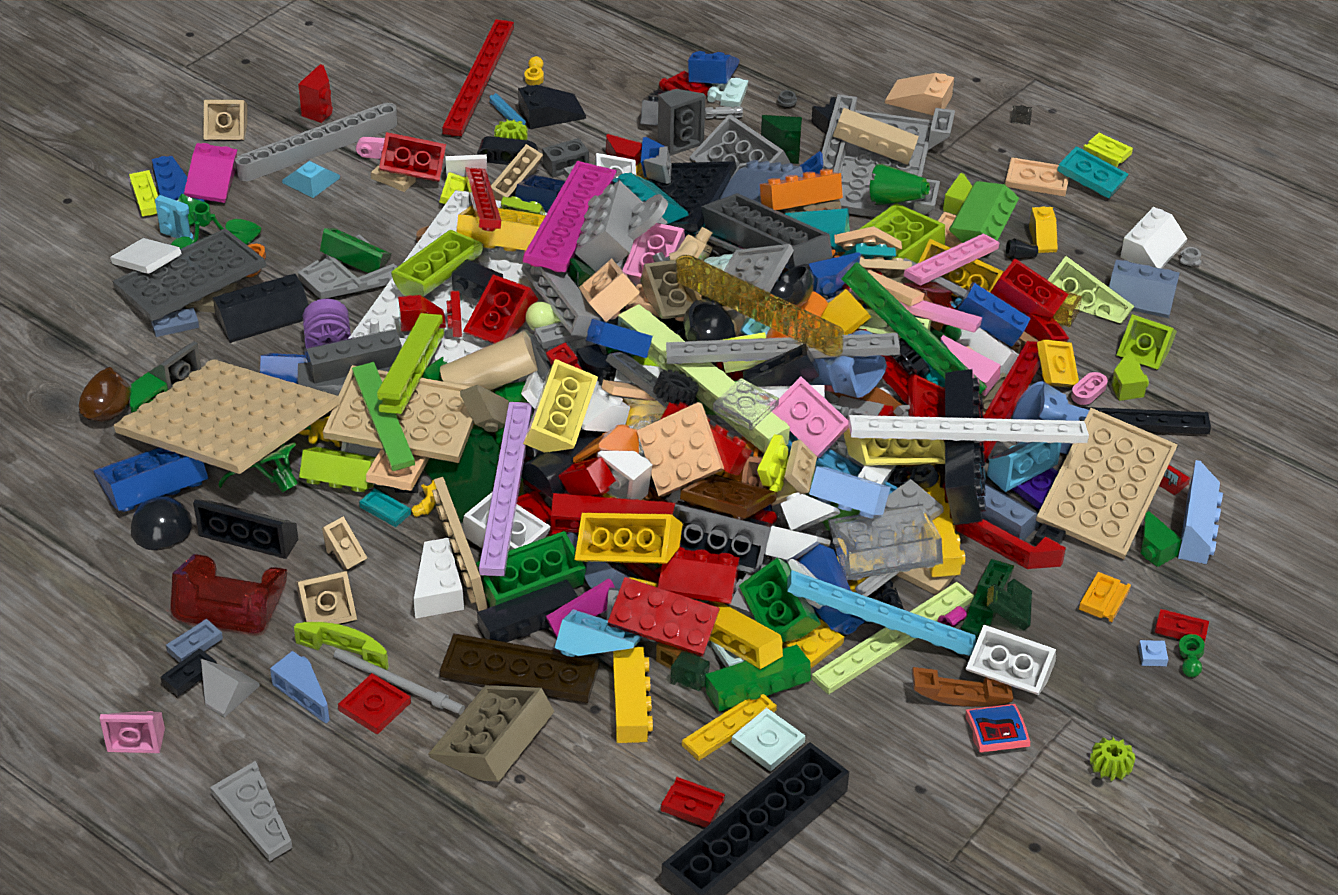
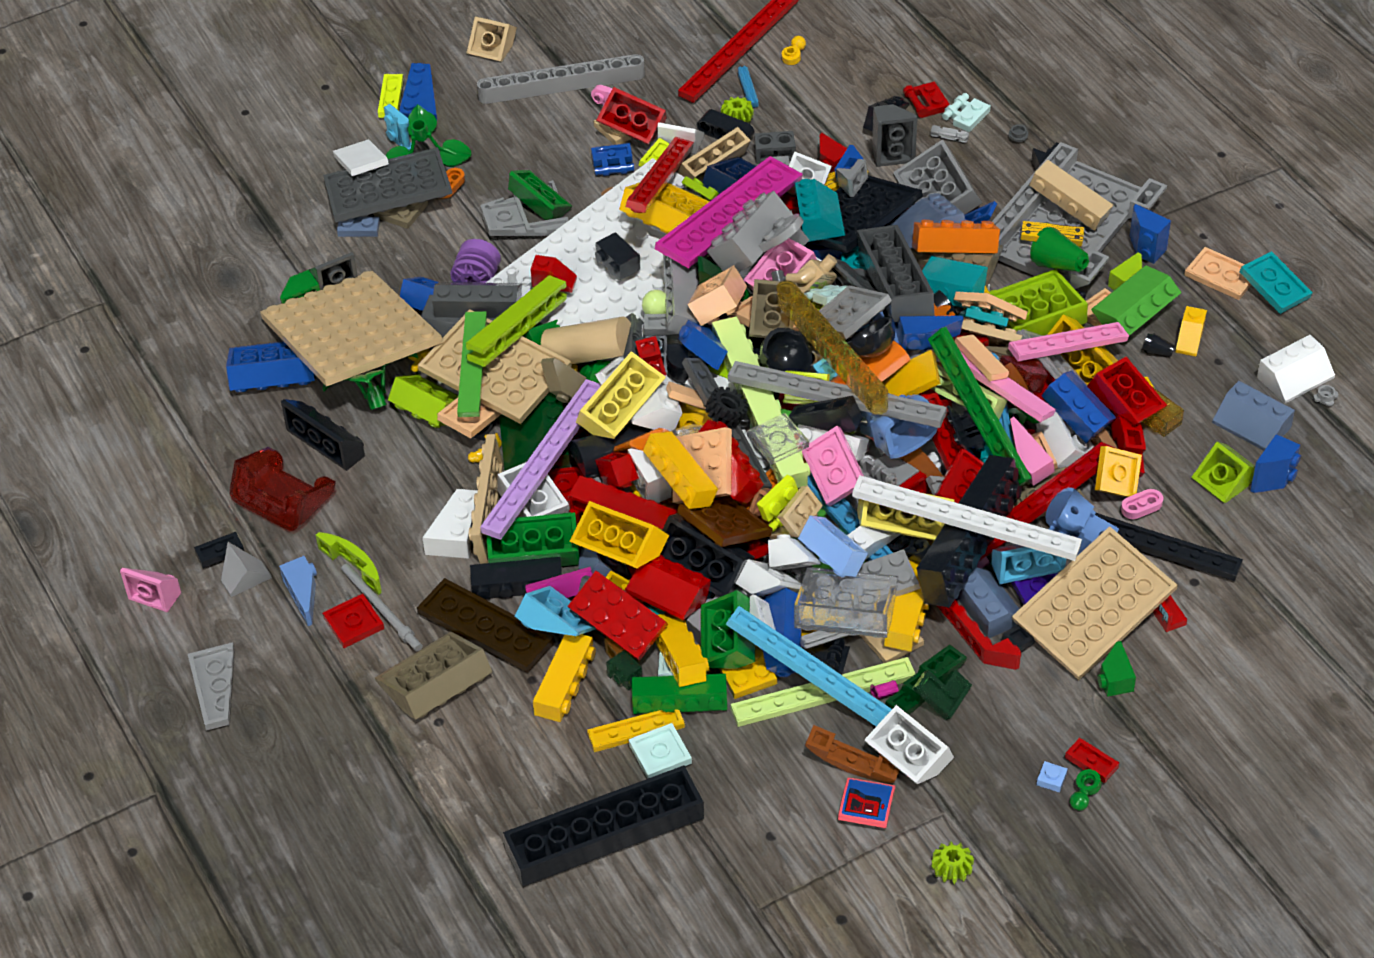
camera: 25 degrees right, 5 degrees up
(105, 396) = (264, 283): reddish brown cylinder -> none
(160, 523) = (258, 410): black cylinder -> none
(201, 636) = (238, 522): sand blue plate -> none
(211, 172) = (452, 89): dark pink slope -> none
(261, 307) = (432, 231): black slope -> none
(311, 179) = (540, 114): medium azure slope -> none
(315, 95) = (579, 32): red slope -> none
(327, 598) = (357, 517): tan slope -> none
(343, 543) = (393, 471): tan slope -> none
(385, 507) = (448, 447): teal tile -> none
(407, 198) = (612, 154): none -> blue plate
(435, 263) = (586, 228): lime brick -> none
(453, 308) = (584, 279): red plate -> none
(500, 310) = (622, 289): red slope -> none
(548, 106) = (788, 90): black slope -> none
(665, 457) = (680, 470): none -> yellow brick
(692, 802) = (566, 786): red plate -> none
(711, 67) = (958, 85): blue slope -> none
(784, 133) = (986, 174): dark green slope -> none
(862, 175) = (1031, 229): none -> yellow tile
(922, 93) = (1155, 158): light nougat slope -> none
(958, 154) = (1149, 233): none -> blue slope
(1021, 114) = (1243, 203): clear smoke plate -> none
(1096, 296) = (1200, 408): yellowish green wedge -> none
(1104, 596) = (1036, 710): light orange plate -> none
(1108, 149) = (1308, 261): neon yellow plate -> none
(1129, 379) = (1184, 504): lime slope -> none
(1192, 322) = (1276, 465): none -> blue slope
(1200, 516) = (1169, 658): light blue slope -> none

